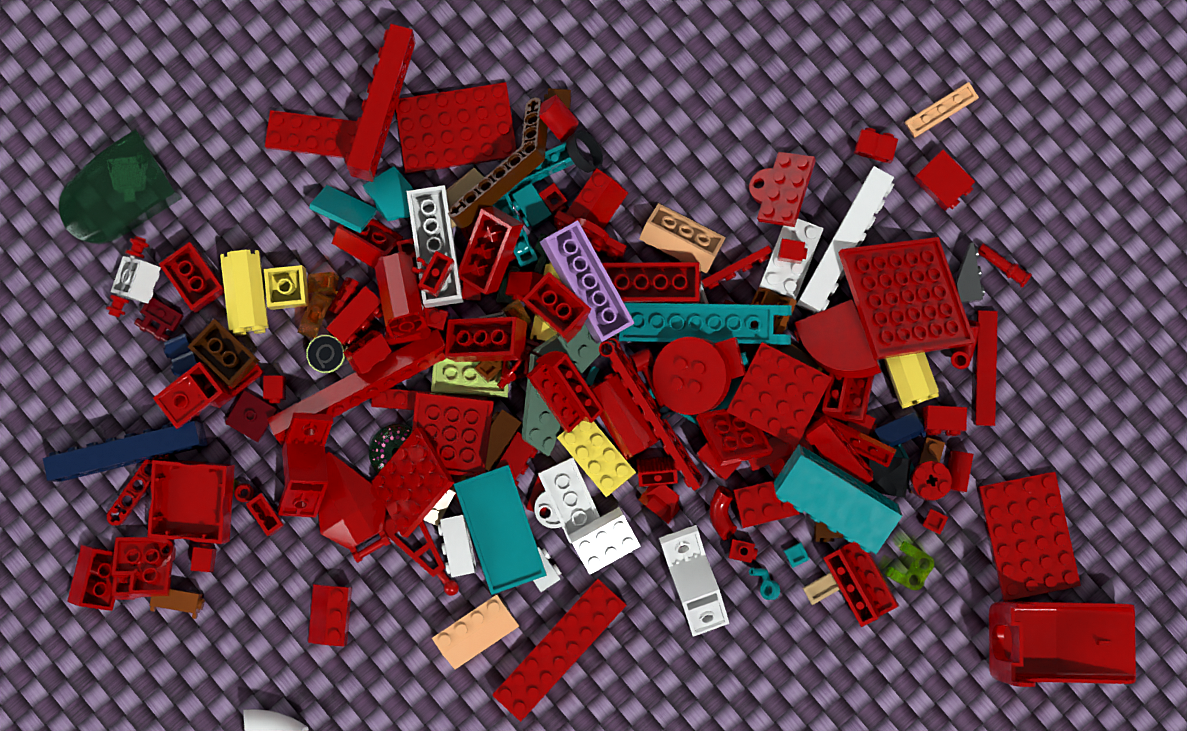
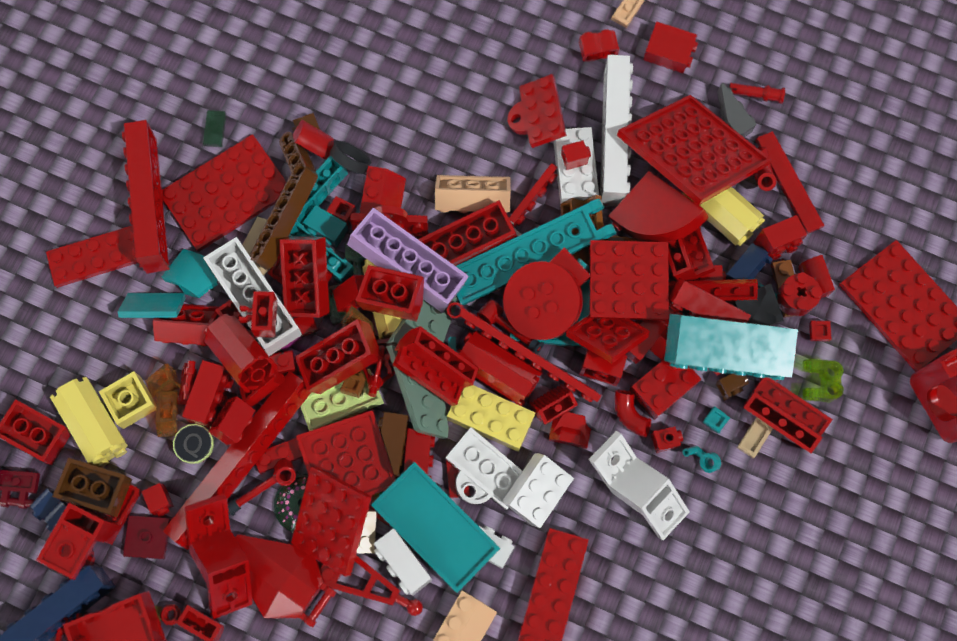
camera: 35 degrees left, 10 degrees down
(389, 423) = (235, 505): none -> red piece
(473, 59) = (214, 128): none -> clear green plate

